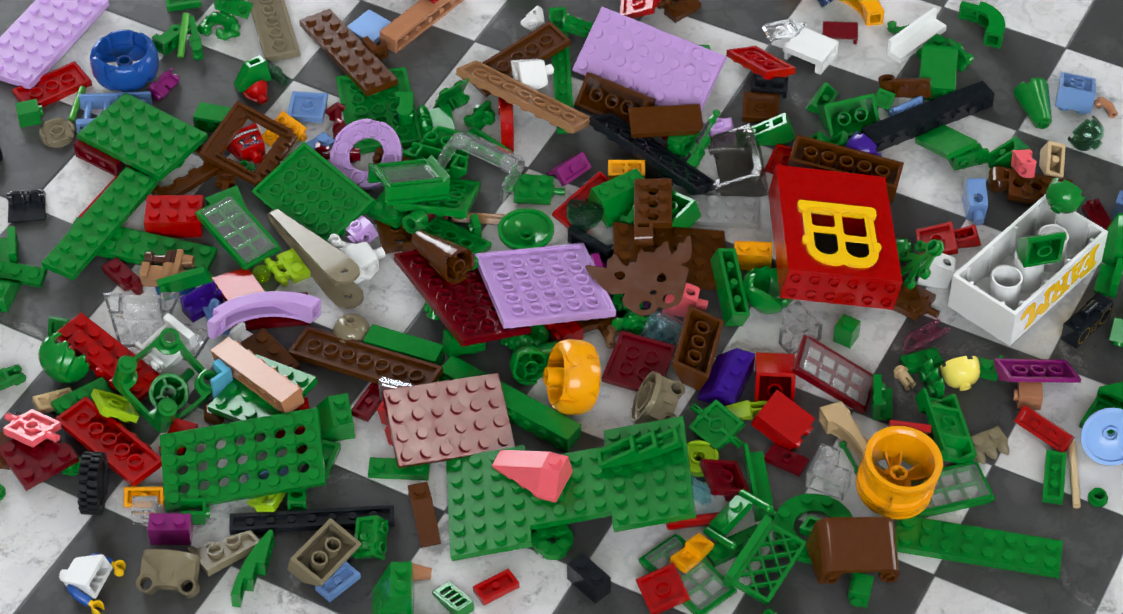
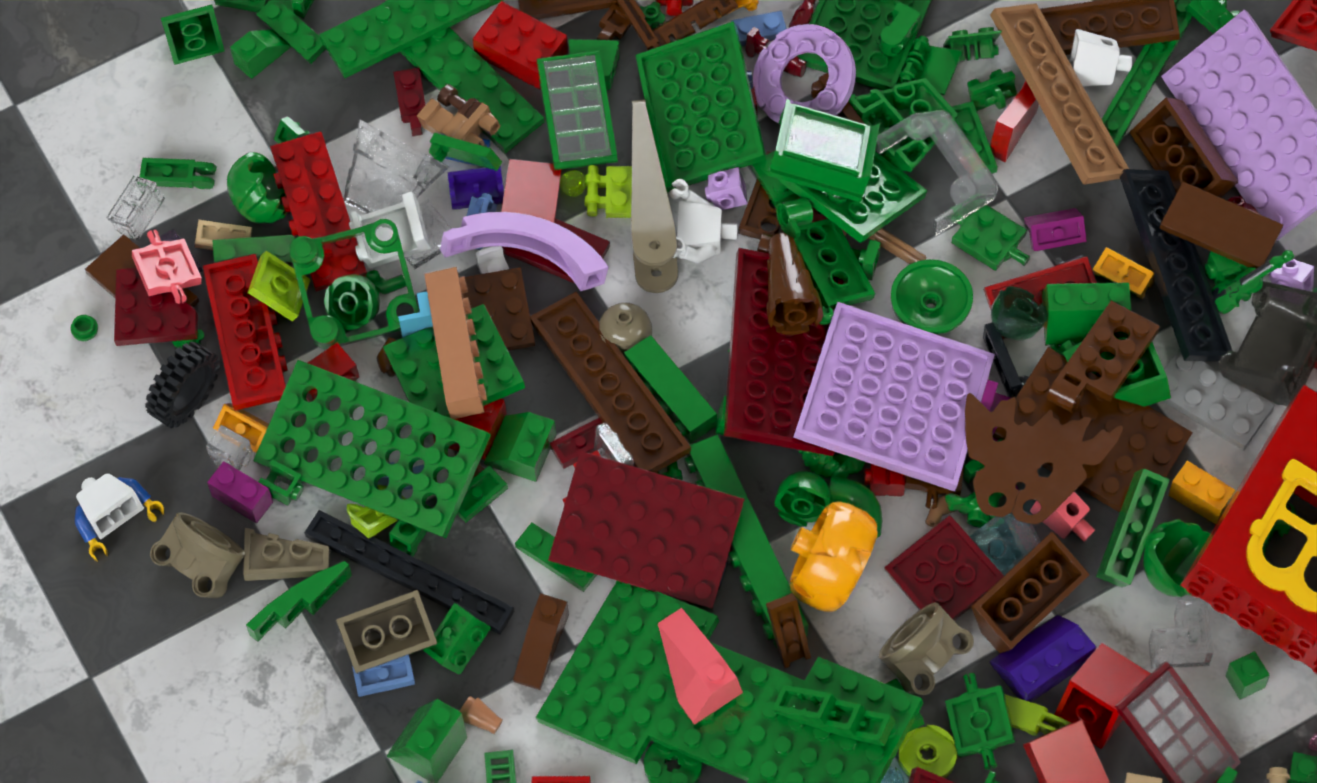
camera: 35 degrees right, 15 degrees up
(573, 428) = (788, 629): none -> reddish brown hinge

